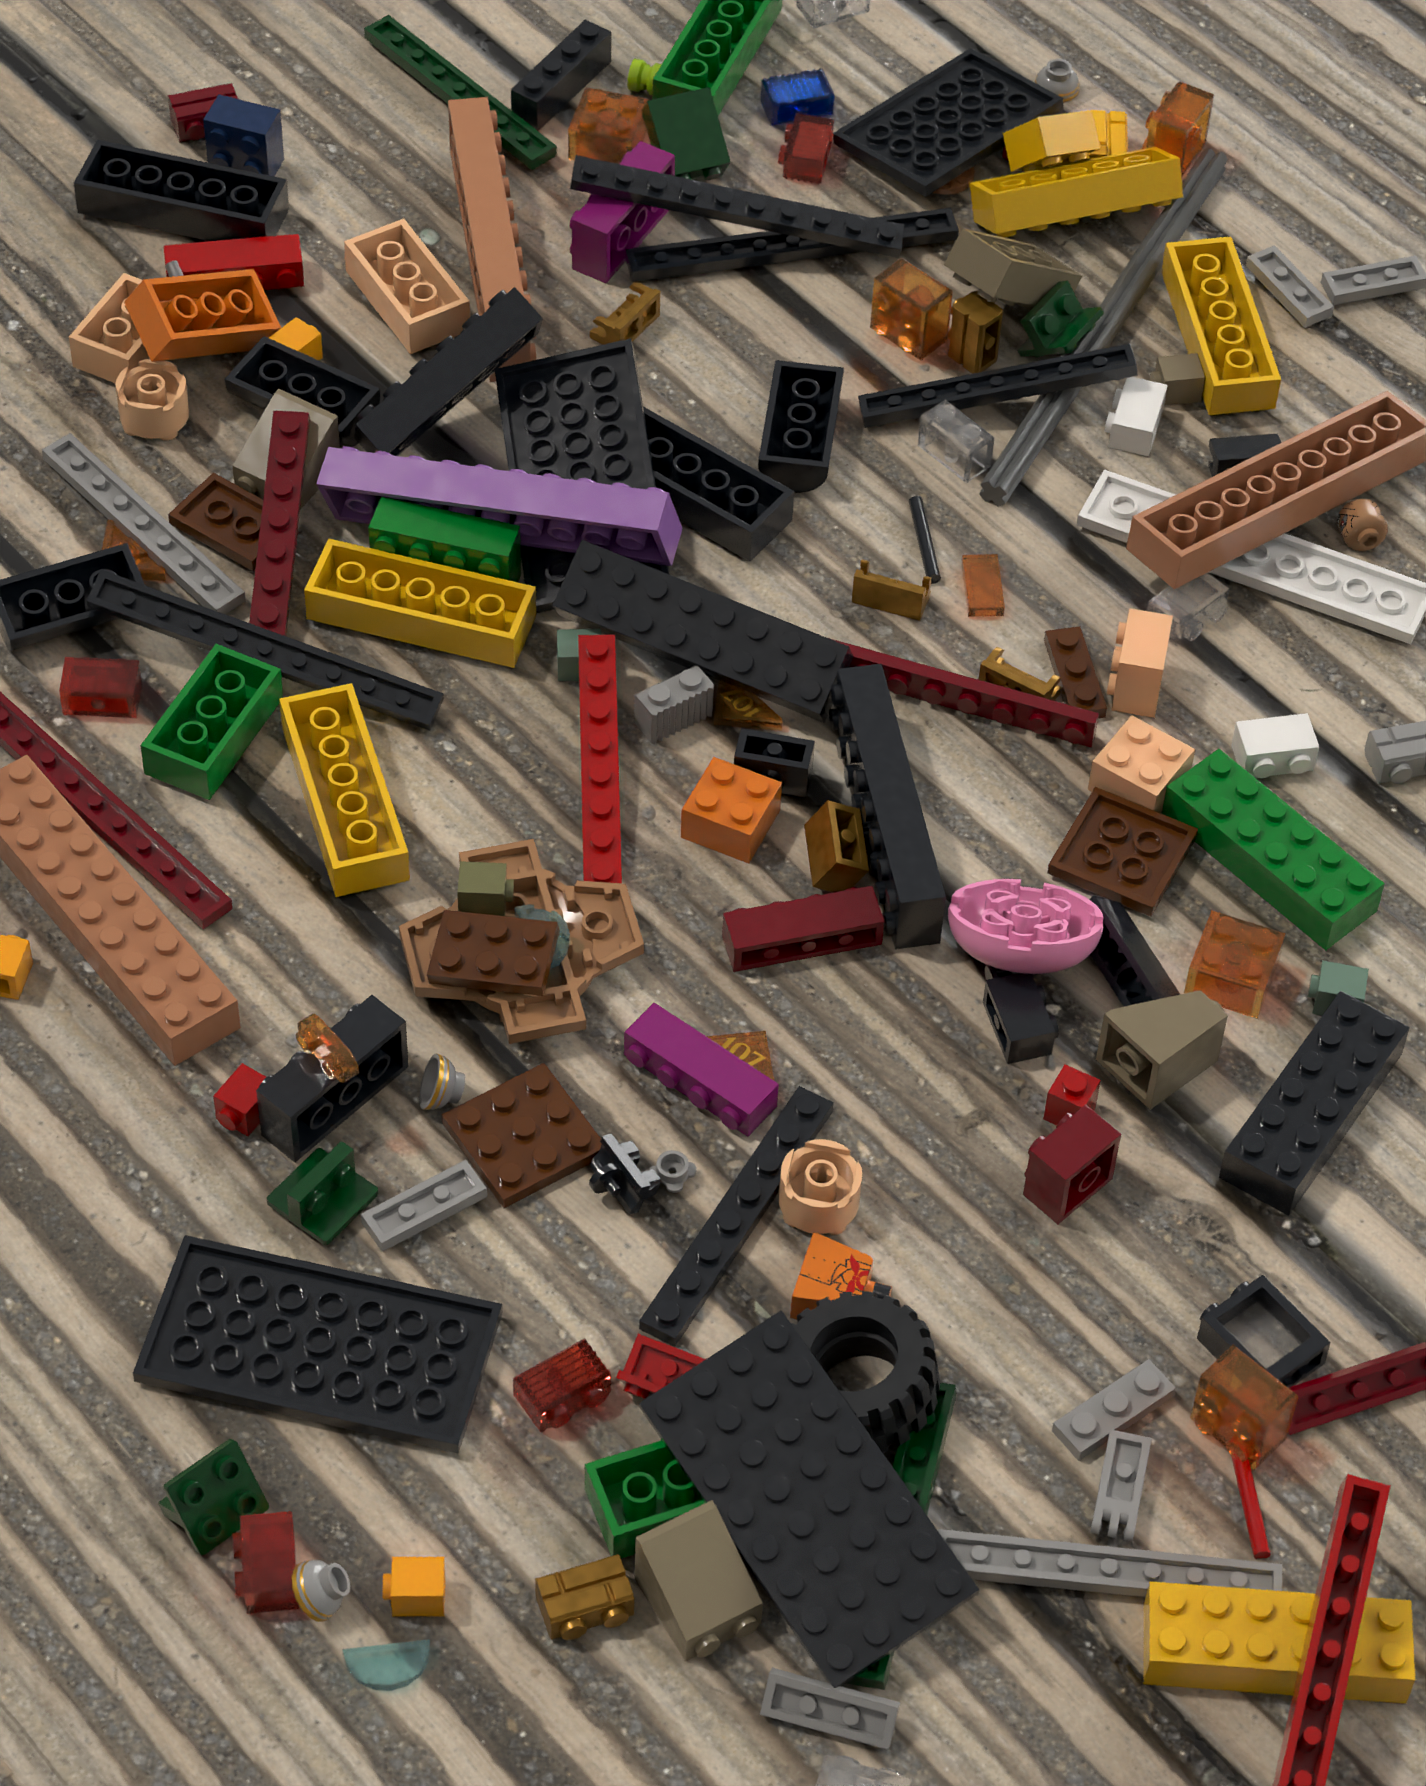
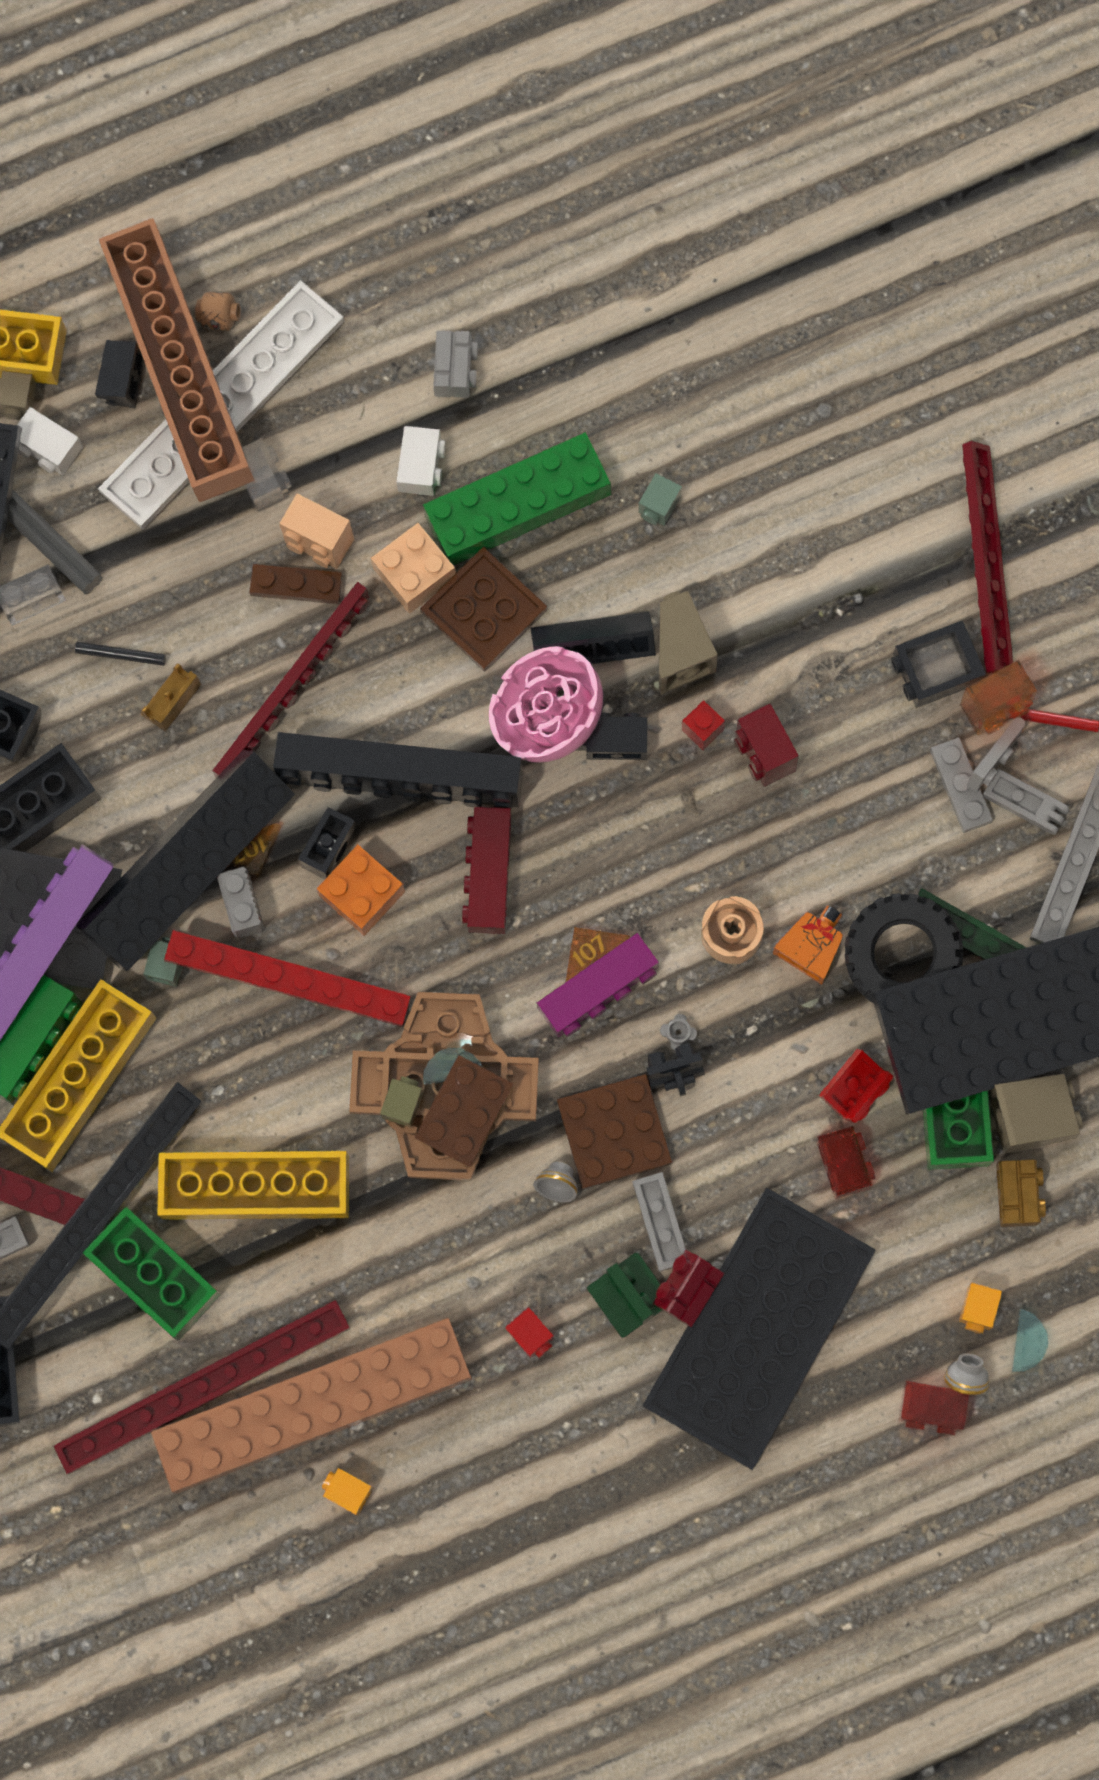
camera: 65 degrees left, 25 degrees up
(100, 687) = (80, 1356): clear red brick -> none
(213, 1497) = (872, 1434): dark green bracket -> none
(305, 1105) = (538, 1260): black brick -> none
(331, 1052) = (529, 1266): clear orange plate -> none
(345, 1242) = (687, 1288): none -> dark red brick
(733, 1219) = (728, 995): black plate -> none
(836, 847) = (425, 822): pearl gold brick -> none
(983, 585) = (183, 624): clear orange tile -> none
(998, 672) = (295, 630): pearl gold hinge -> none
(1167, 1426) = (998, 754): none -> light grey hinge
(1235, 963) = (616, 566): clear orange brick -> none
(1313, 1103) = (753, 554): black brick -> none

